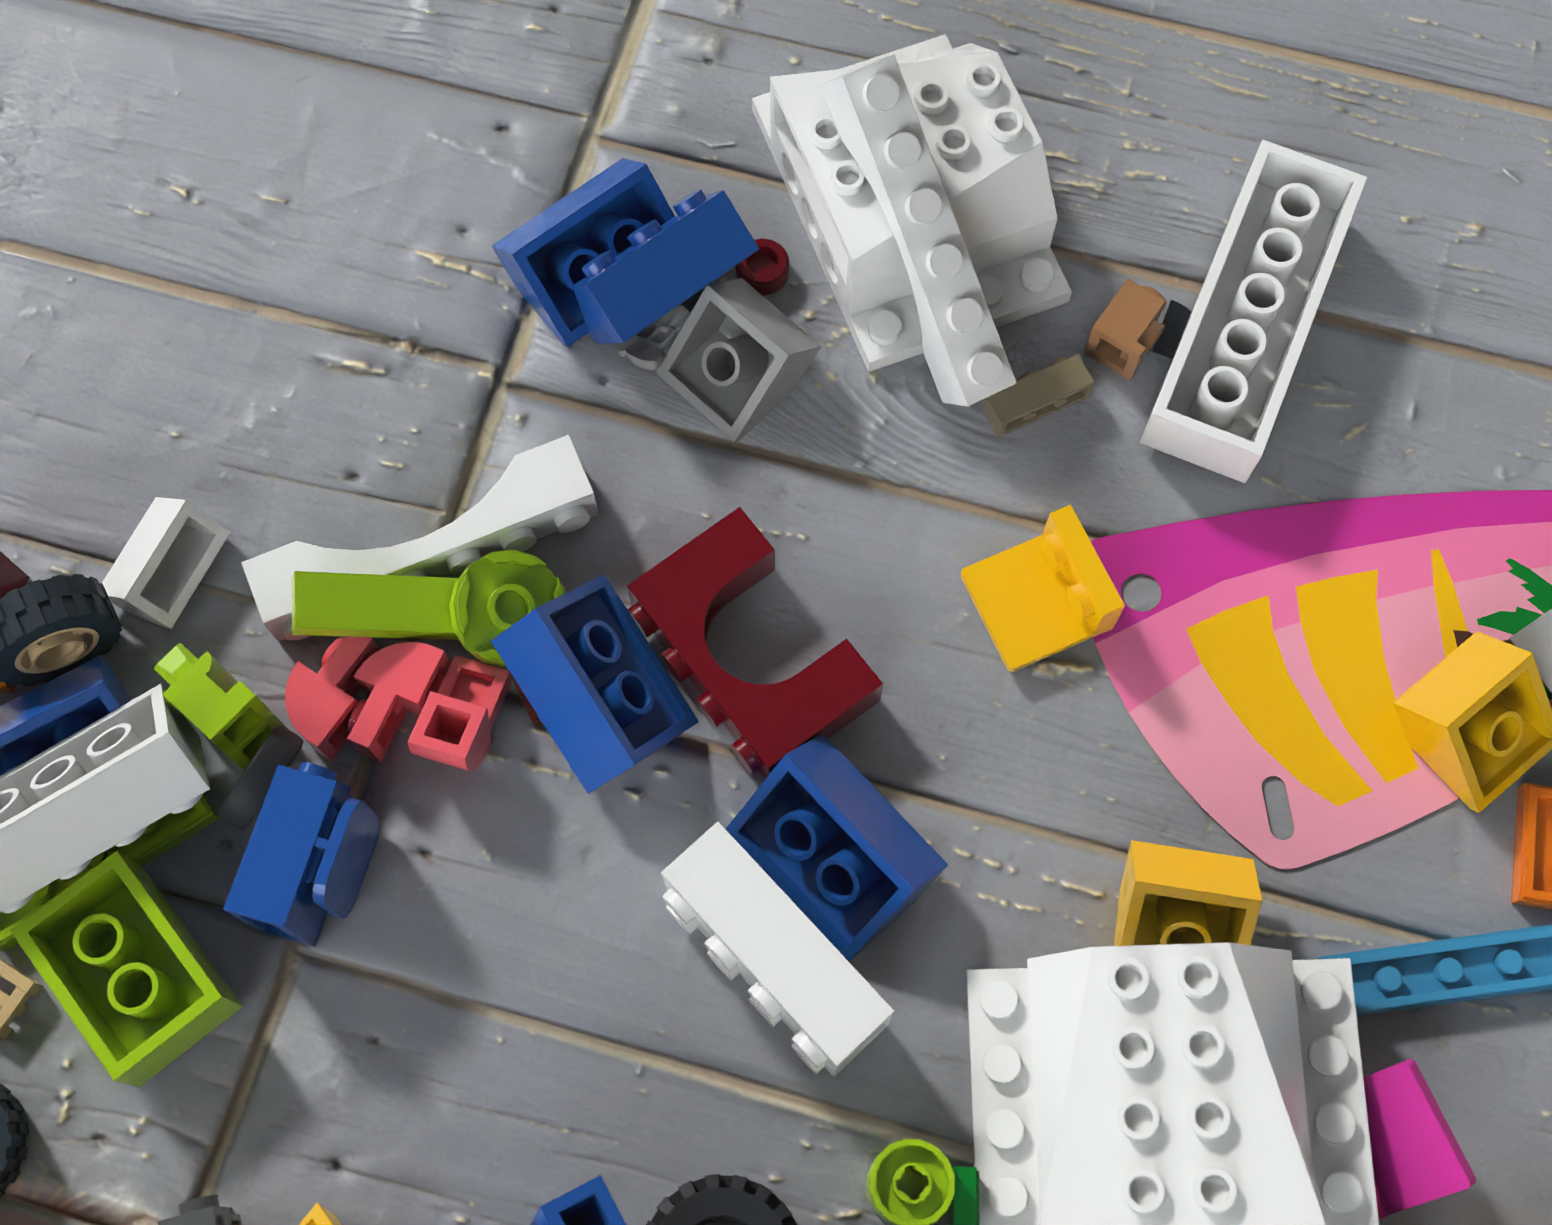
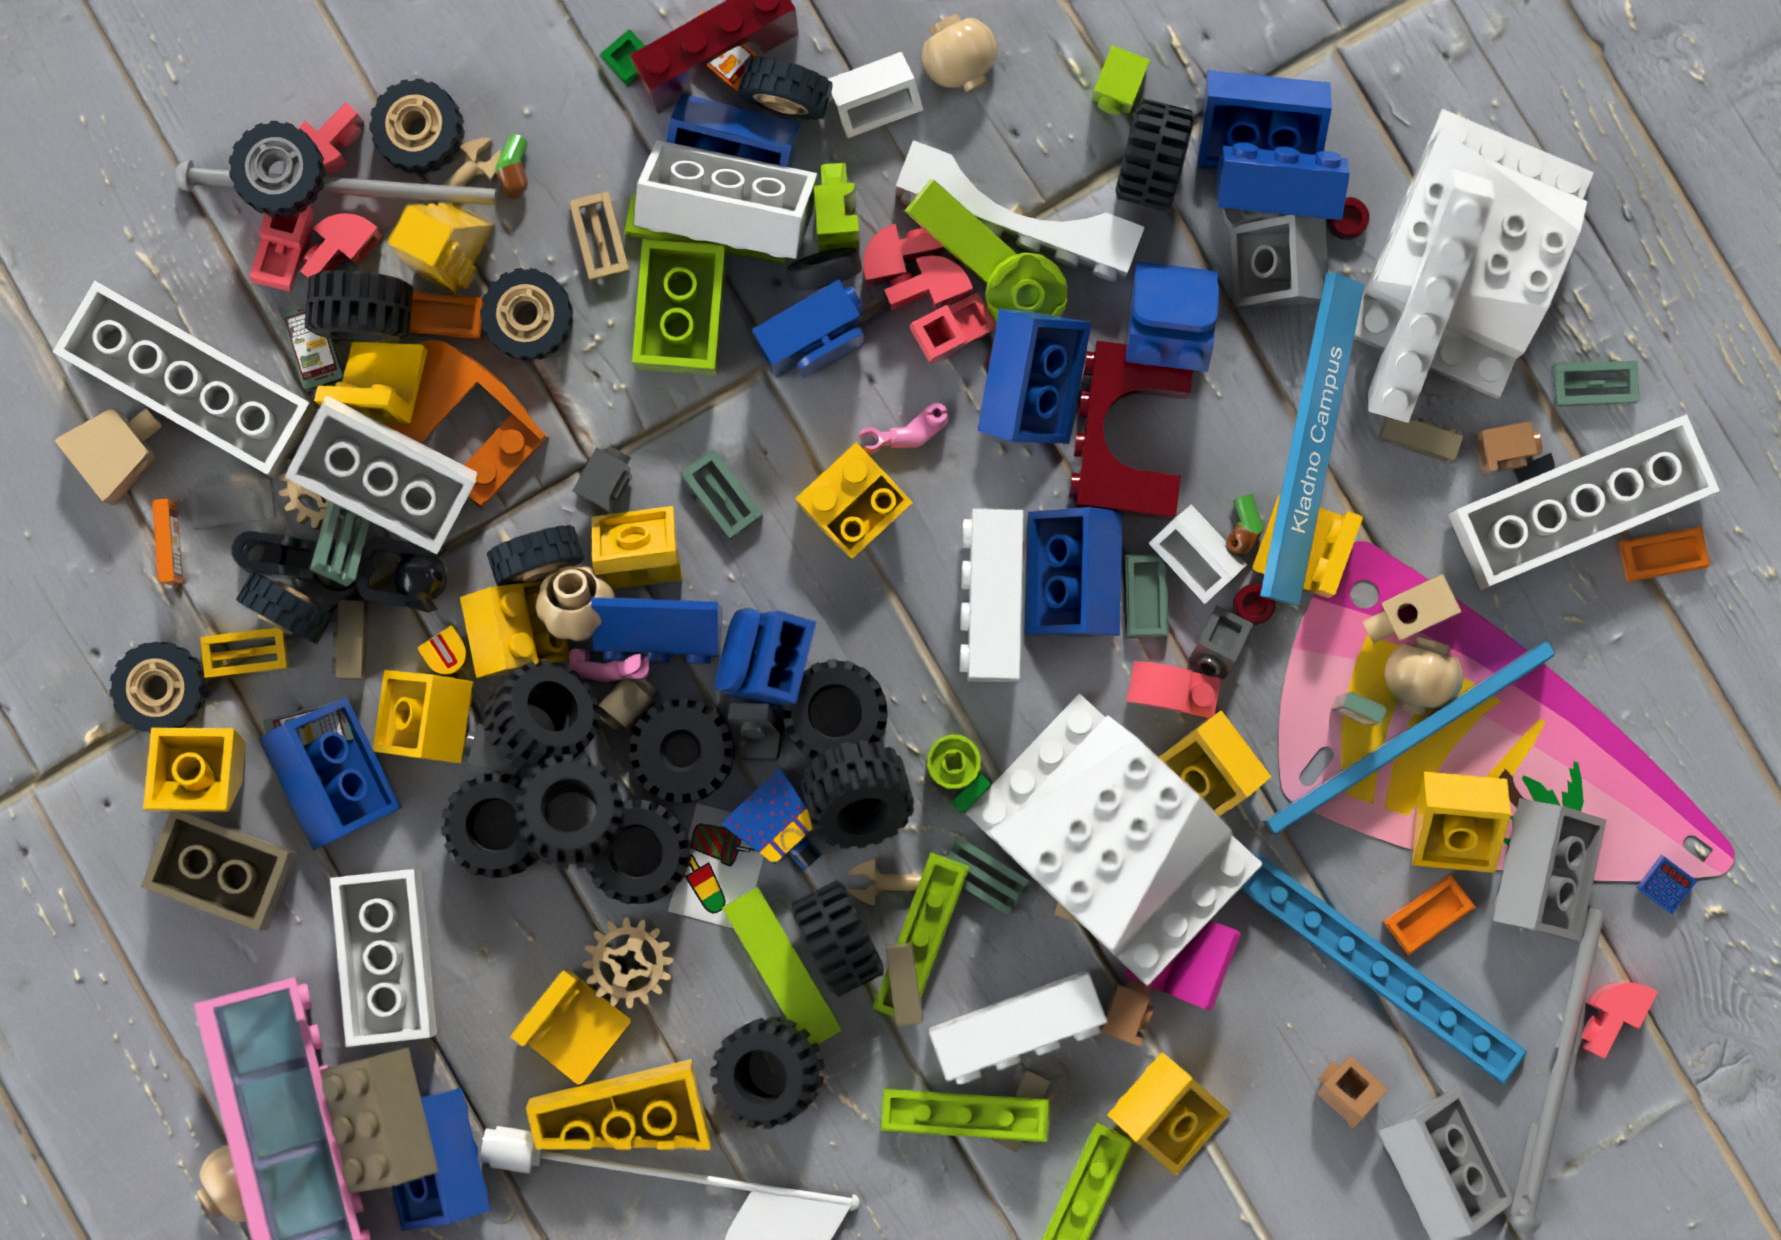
camera: 45 degrees right, 15 degrees up
(218, 444) = (959, 53): none -> tan plant
(412, 330) = (1119, 81): none -> lime brick
(417, 1143) = (742, 522): none -> sand green tile
(511, 356) = (1154, 154): none -> black tyre
(519, 997) = (853, 501): none -> yellow slope
(524, 866) = (914, 435): none -> bright pink arm
(682, 491) = (1172, 316): none -> blue brick
(932, 800) = (1146, 596): none -> sand green tile
(942, 706) = (1197, 554): none -> white brick
(945, 491) = (1312, 439): none -> dark azure tile
(964, 633) = (1247, 529): none -> arm
(1047, 704) = (1252, 606): none -> dark red tile
(1057, 774) = (1220, 643): none -> dark grey bracket
(1058, 868) = (1173, 689): none -> coral brick
(1116, 235) = (1560, 385): none -> sand green tile
(1219, 531) = (1433, 604): none -> tan torso
(1268, 698) = (1359, 709): none -> sand green tile
(1286, 610) = (1423, 675): none -> tan plant
(1338, 696) = (1409, 738): none -> dark azure tile
(1369, 296) = (1663, 554): none -> orange tile

